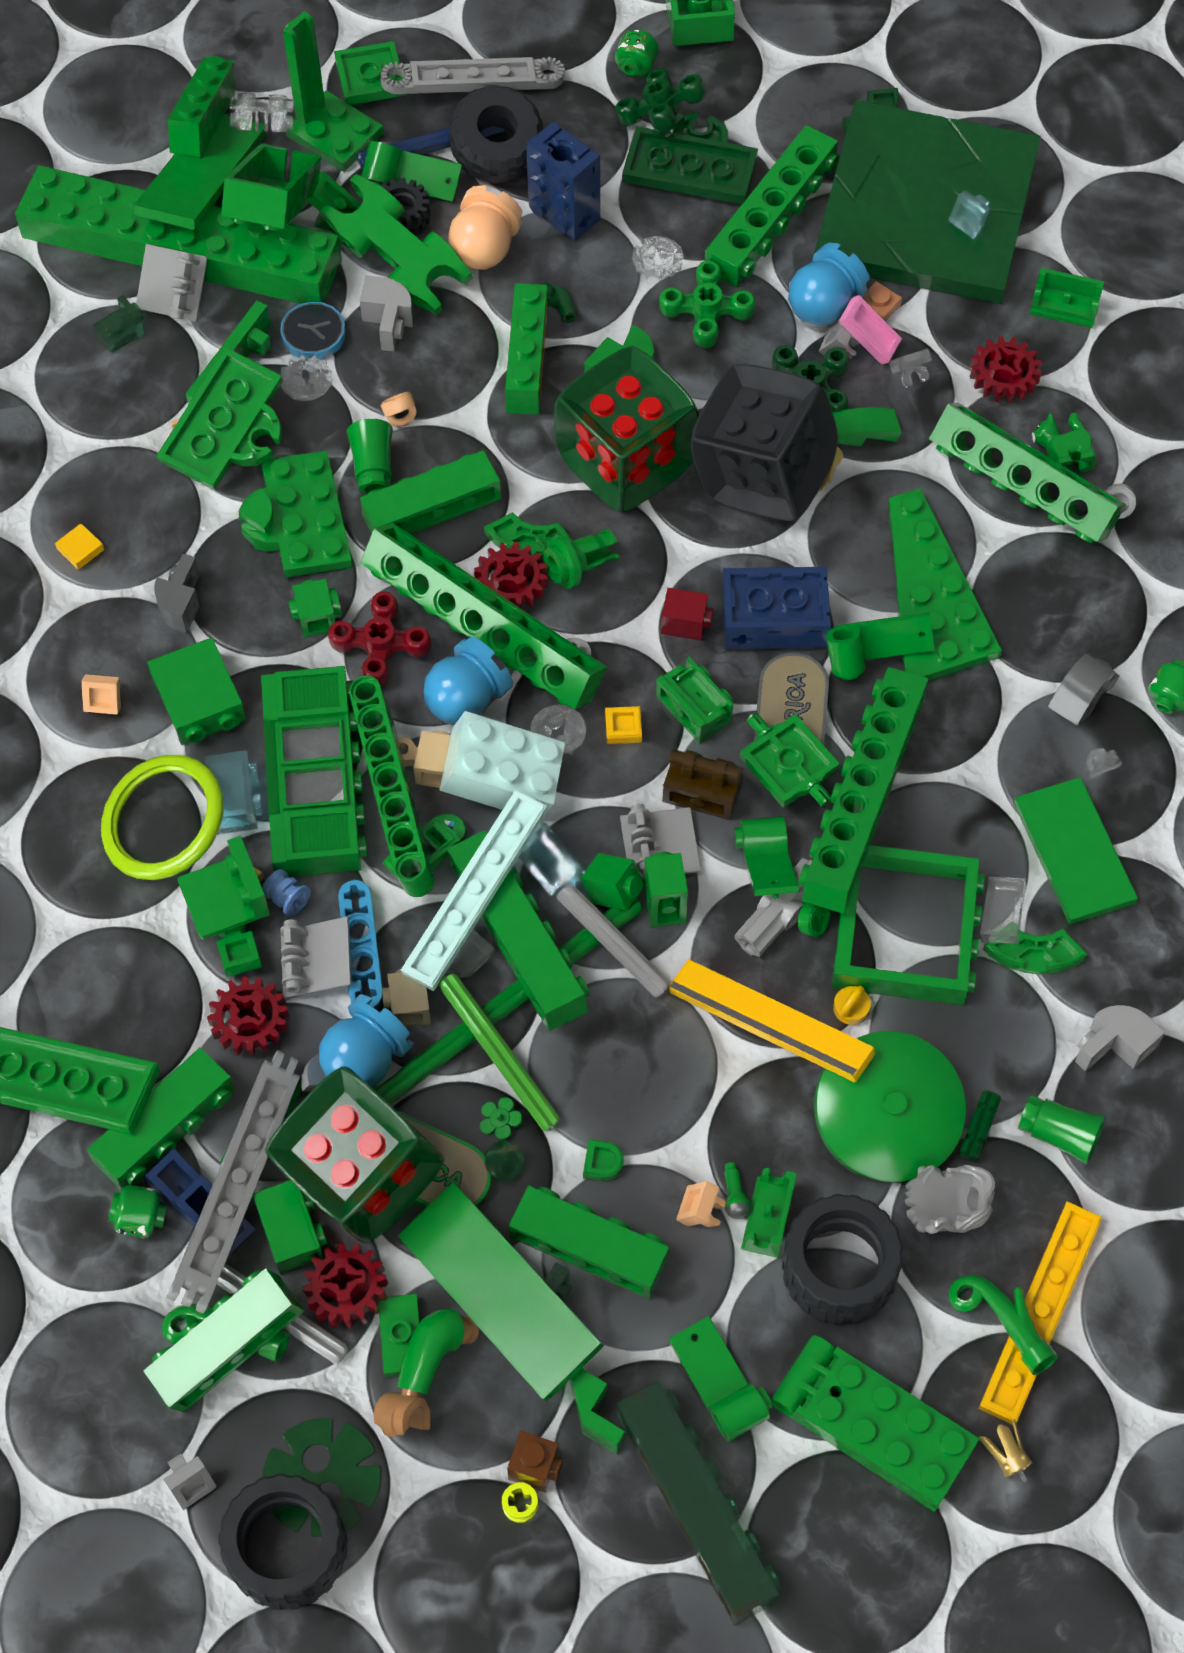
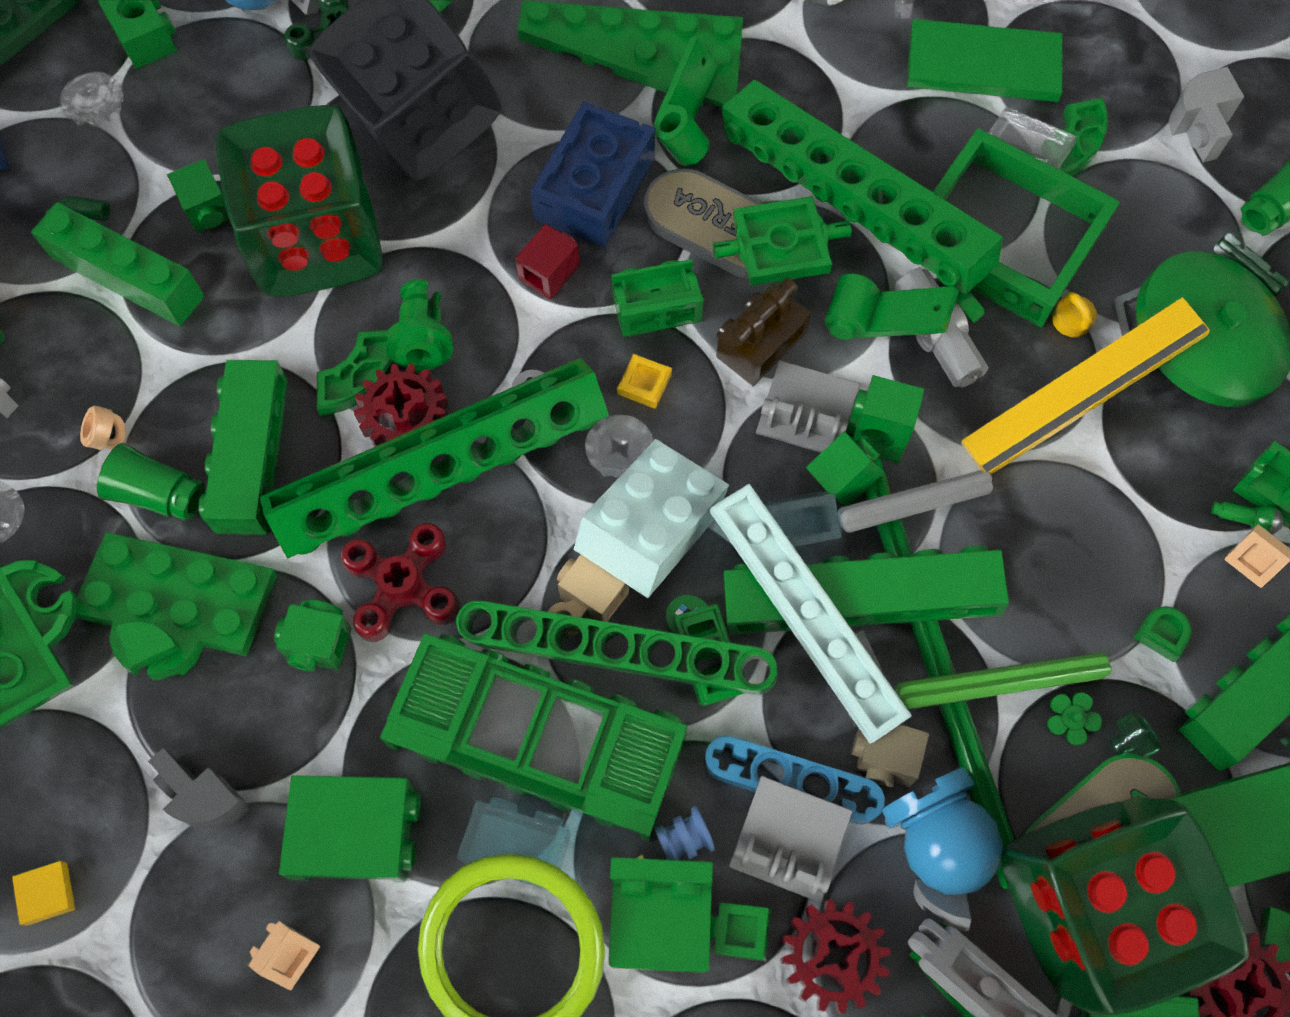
camera: 65 degrees left, 5 degrees up
(465, 682) = (520, 512): dark azure tile -> none
(639, 339) = (184, 156): green tile -> none
(707, 304) = (183, 78): green gear -> none

